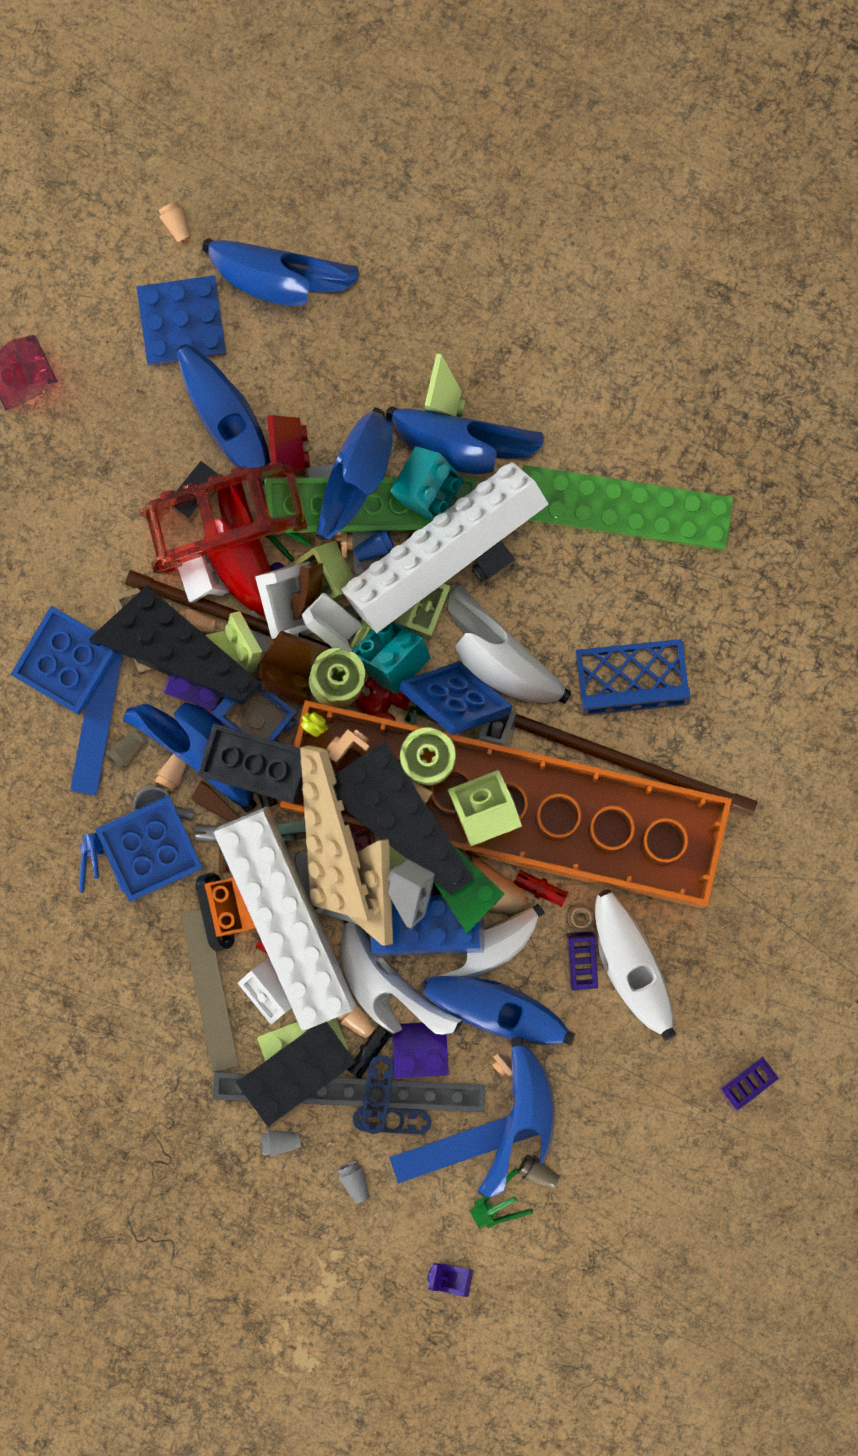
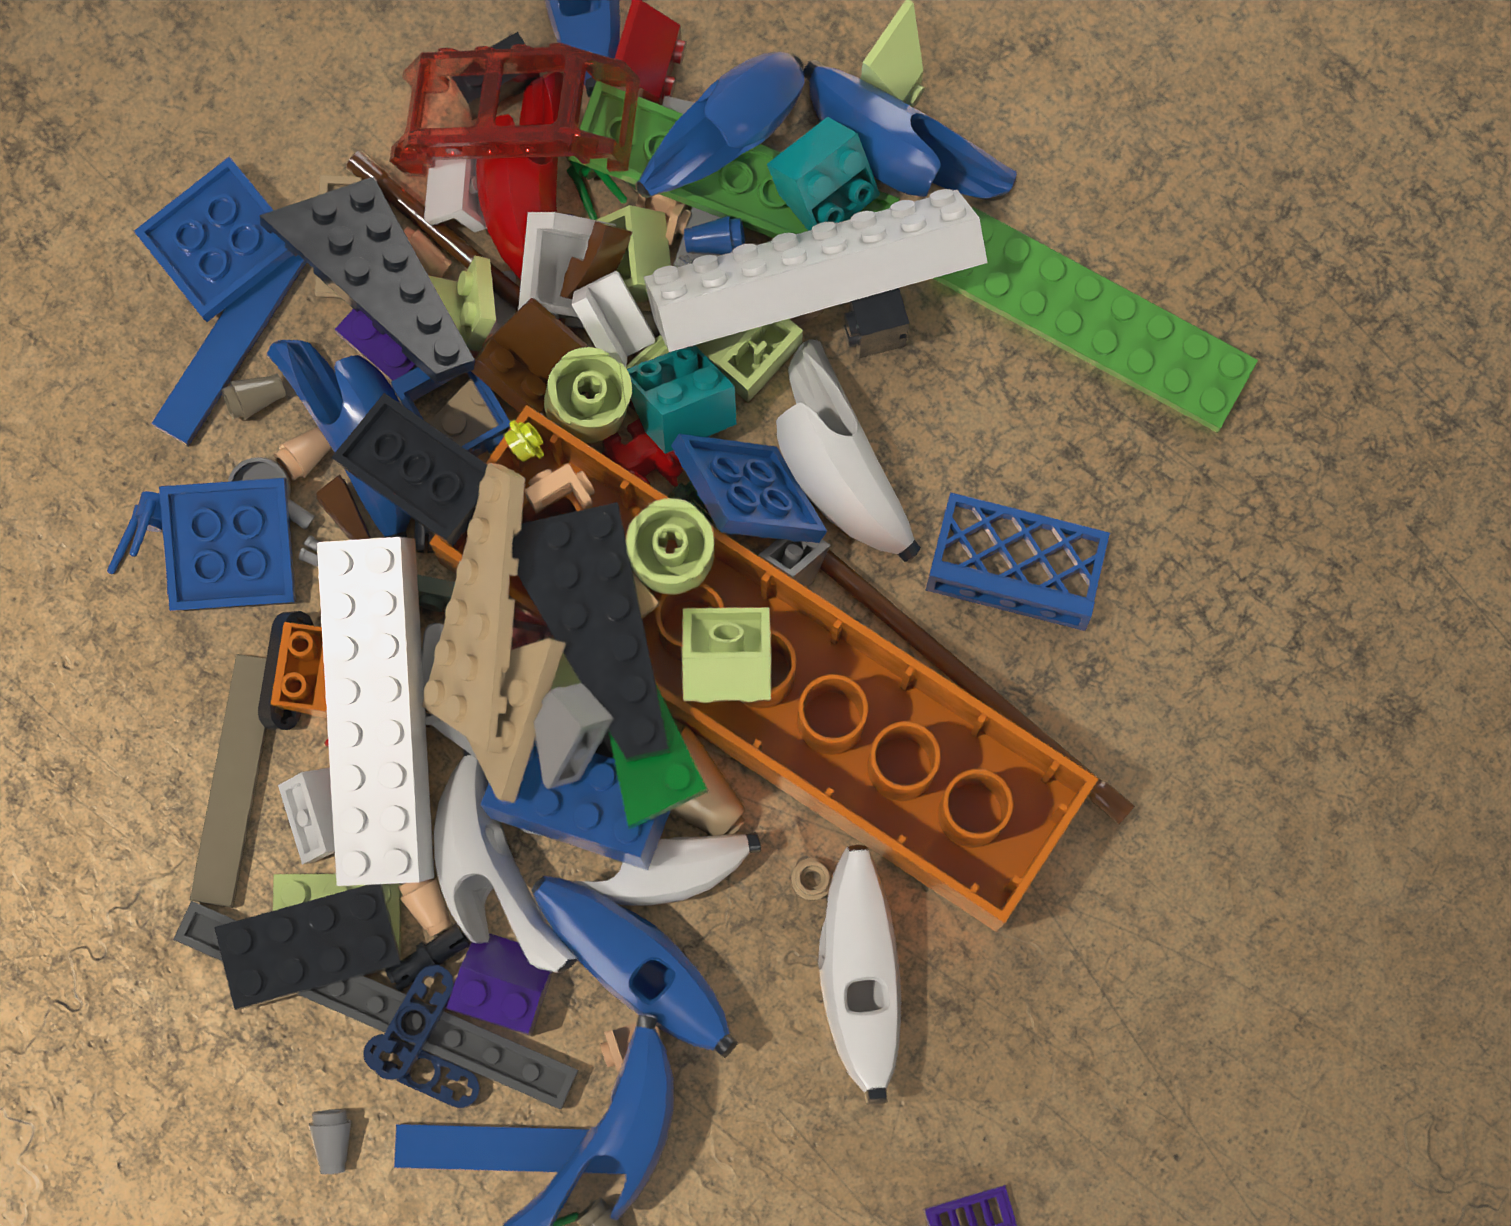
camera: 20 degrees right, 5 degrees down
(278, 1142) = (244, 1040): light grey cone -> none
(541, 888) = (770, 813): red pin -> none
(592, 960) = (799, 906): dark purple slope -> none

